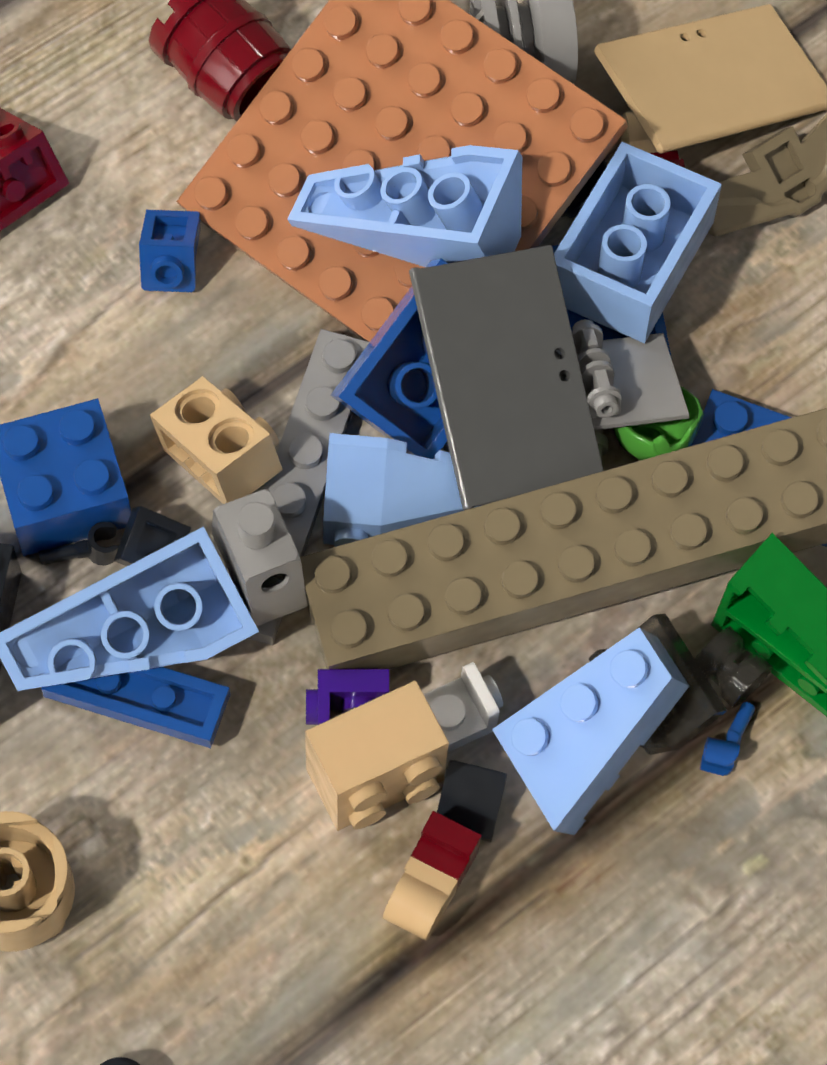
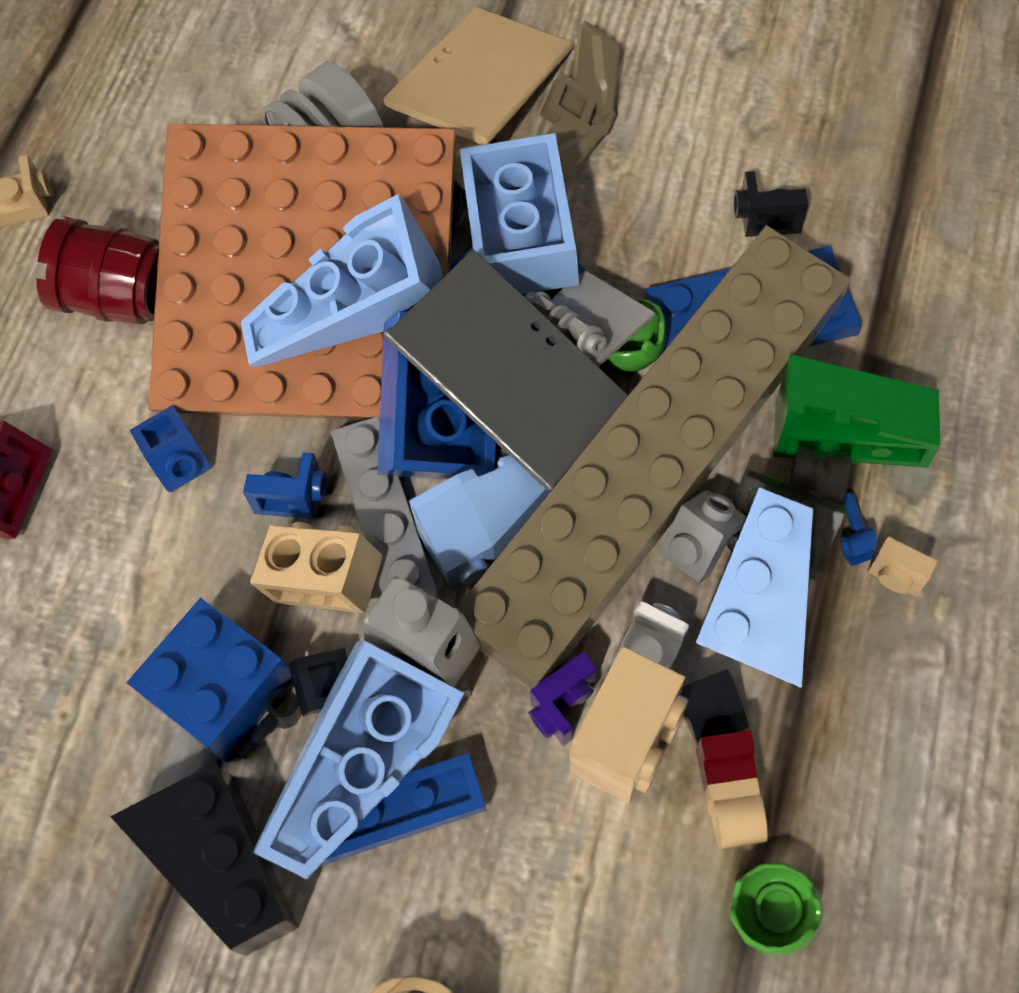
camera: 25 degrees left, 0 degrees up
(238, 359) = (287, 496): none -> blue bracket
(387, 997) = (776, 909): none -> bright green hair
(575, 640) = (701, 534): none -> light grey bracket
(738, 799) = (902, 567): none -> tan plate

